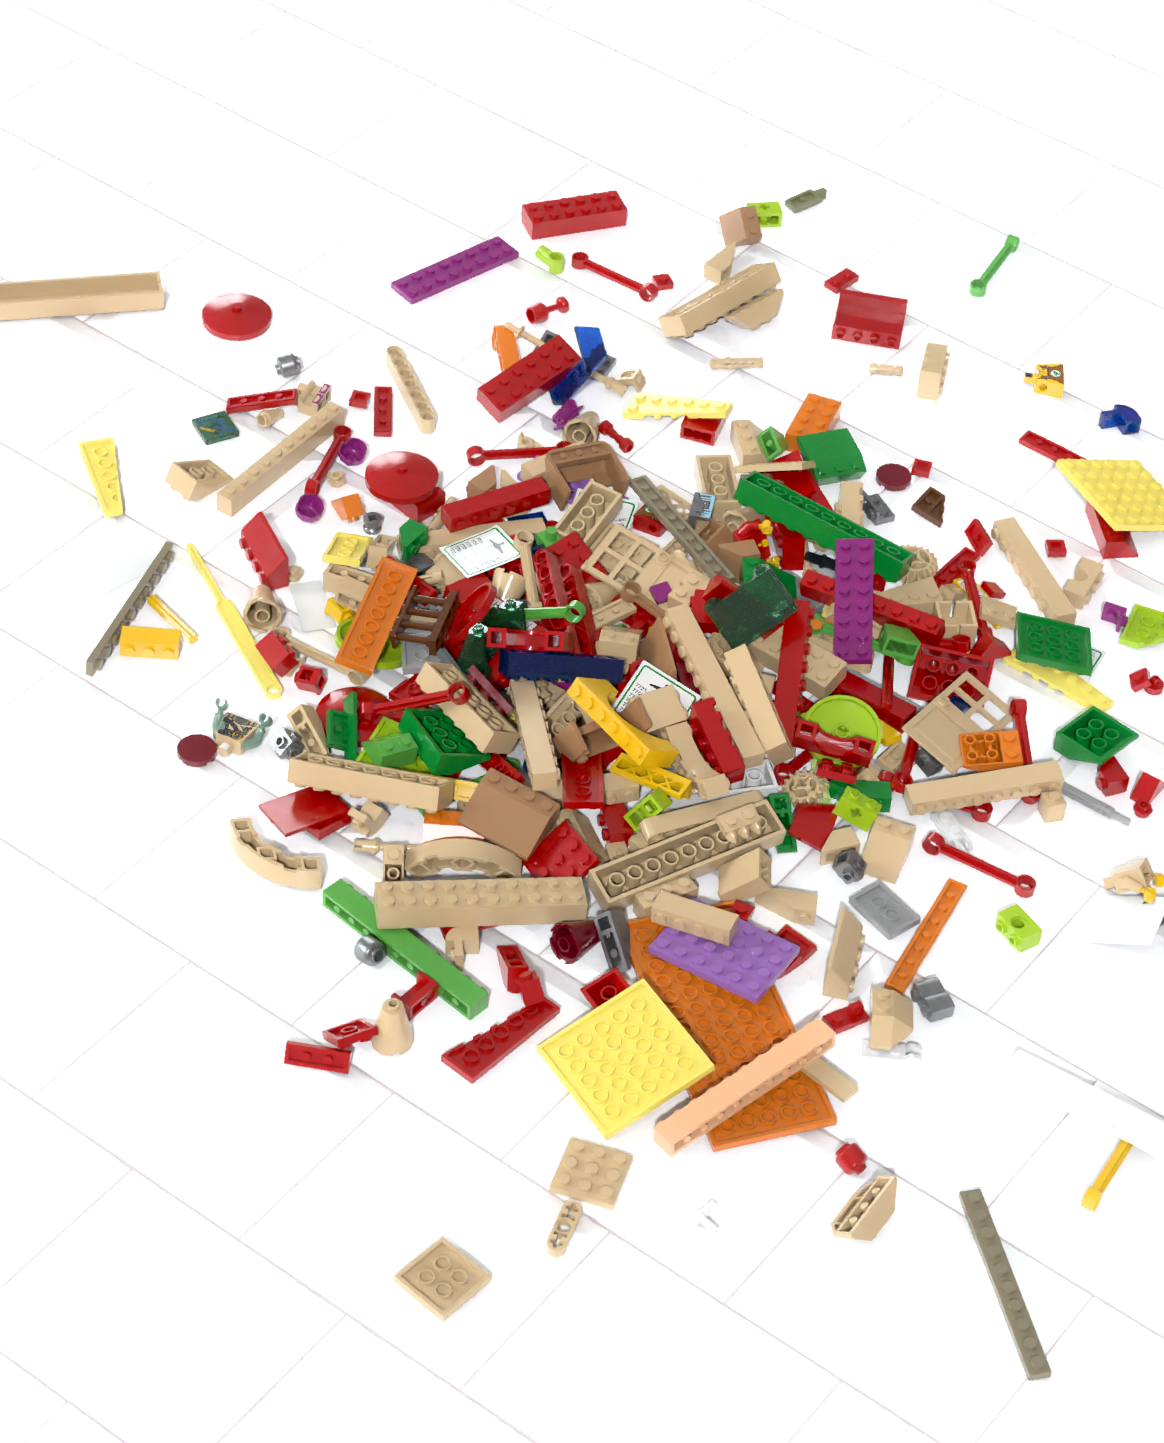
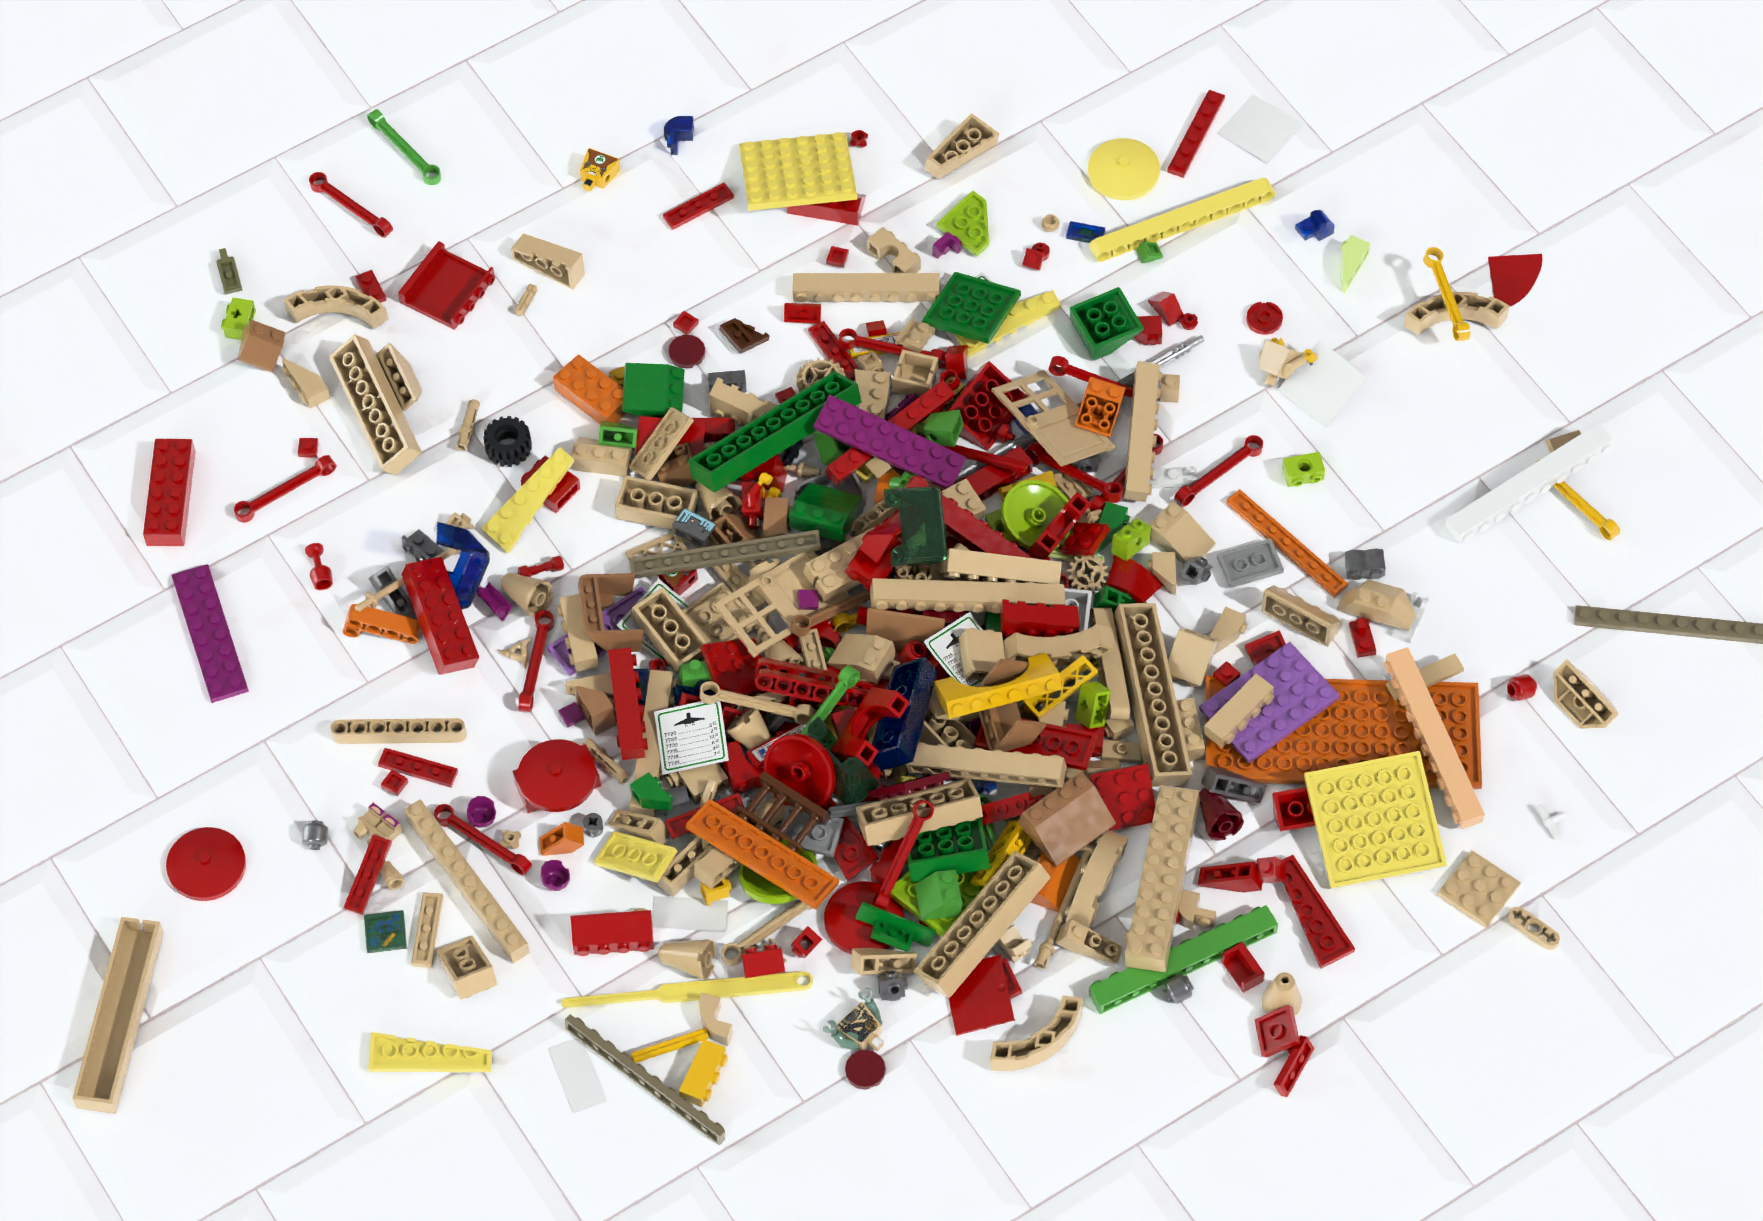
camera: 65 degrees left, 15 degrees up
(208, 634) = (709, 1010): none -> tan brick
(228, 450) = (427, 930): none -> tan tile
(442, 1279) = (1564, 1036): tan plate -> none
(554, 260) = (233, 537): lime piece -> none
(731, 384) = (504, 429): none -> black tyre
(739, 822) = (1138, 636): tan plate -> none
(810, 254) = (336, 300): none -> tan brick
(926, 230) = (380, 225): none -> red piece
(927, 696) = (1005, 433): none -> red tile

